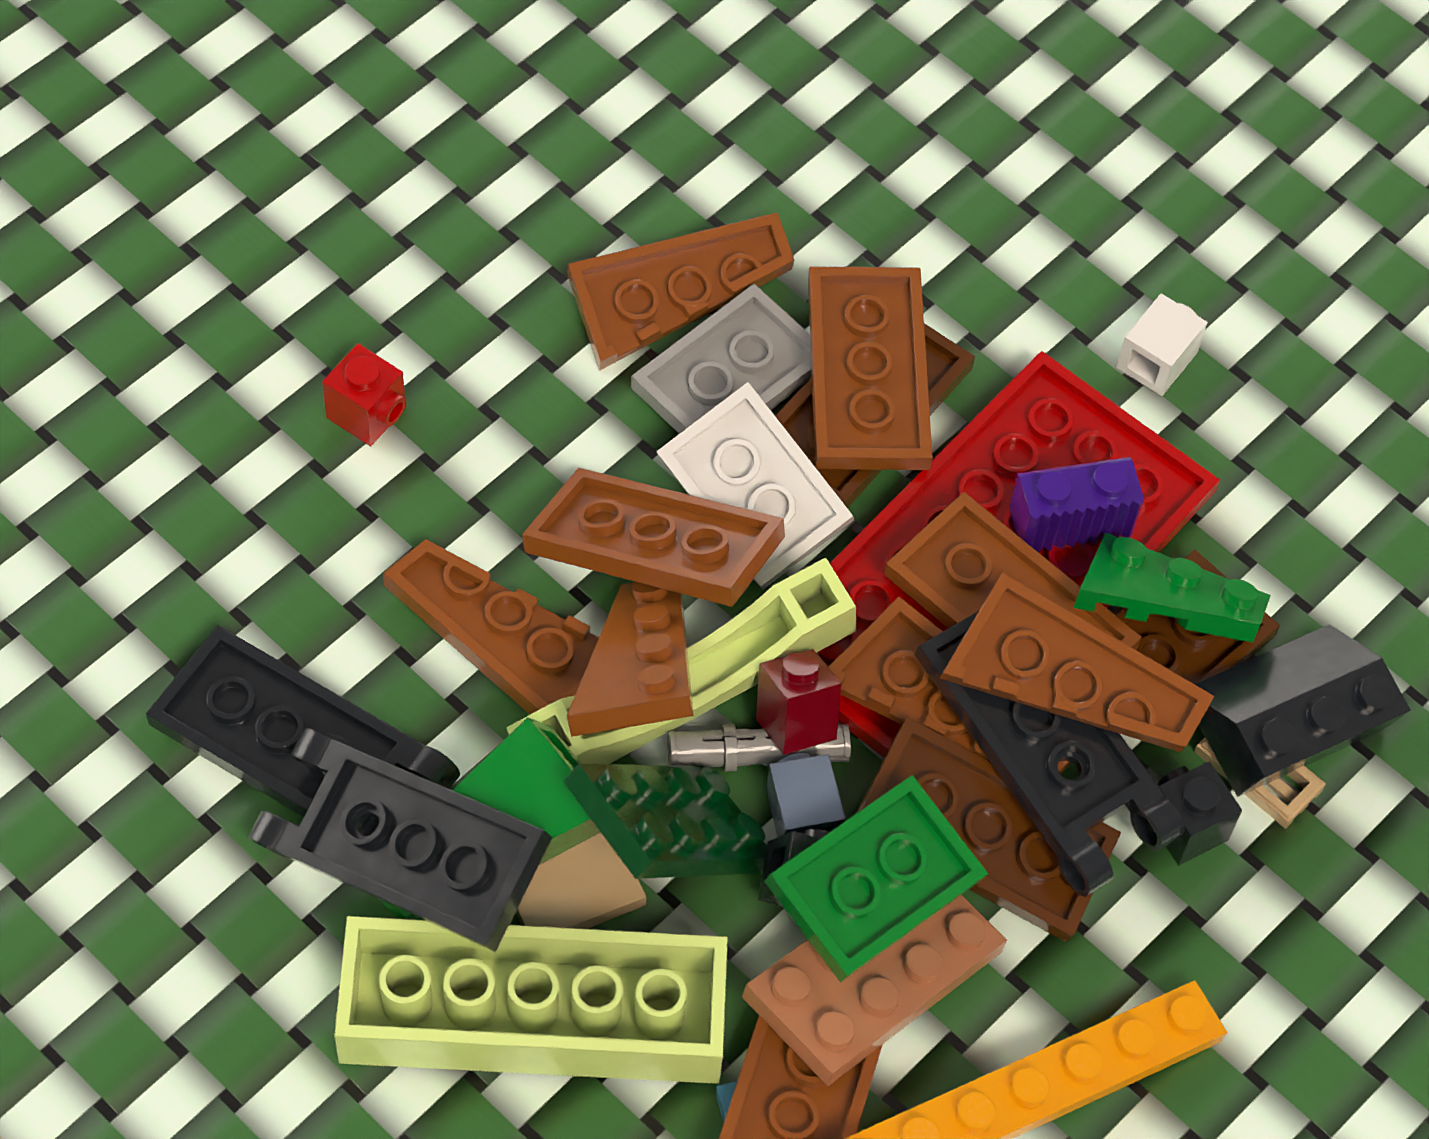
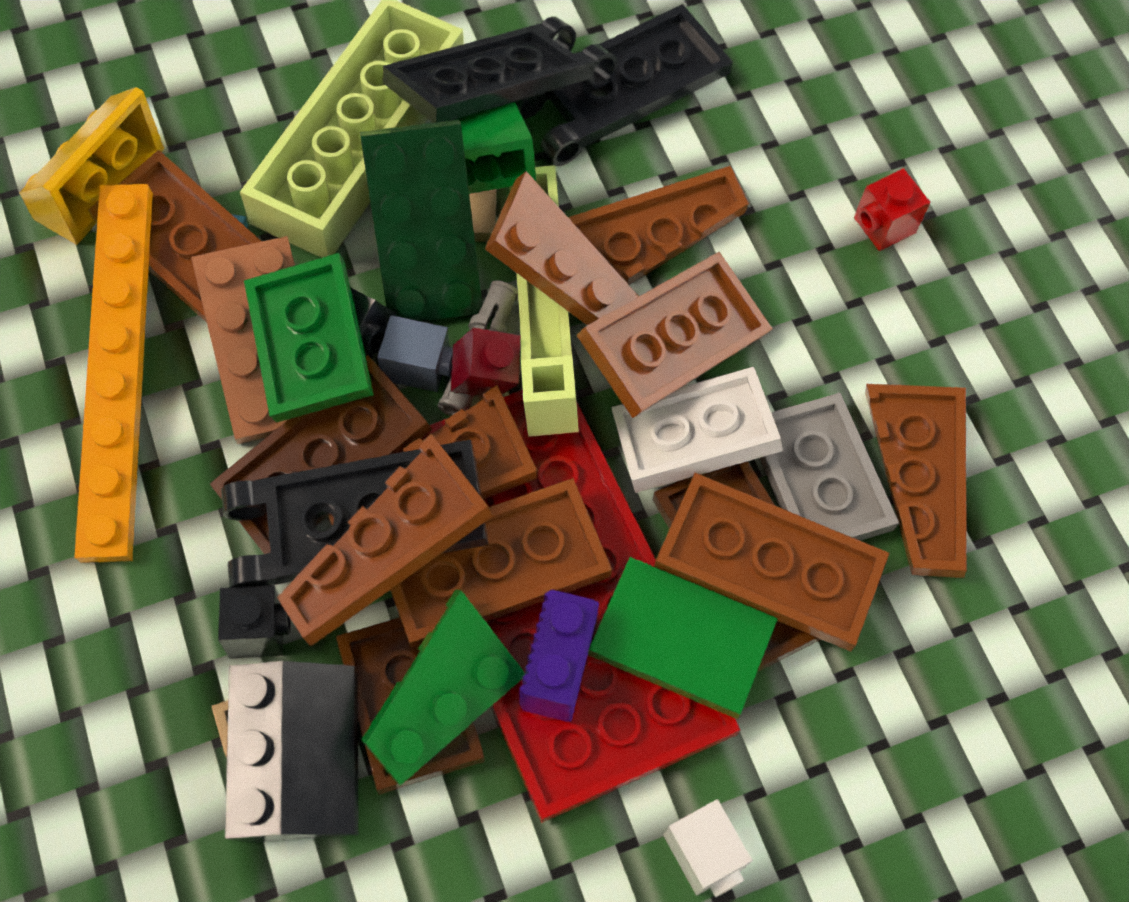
camera: 115 degrees right, 5 degrees up
(984, 417) = (683, 637): none -> green tile

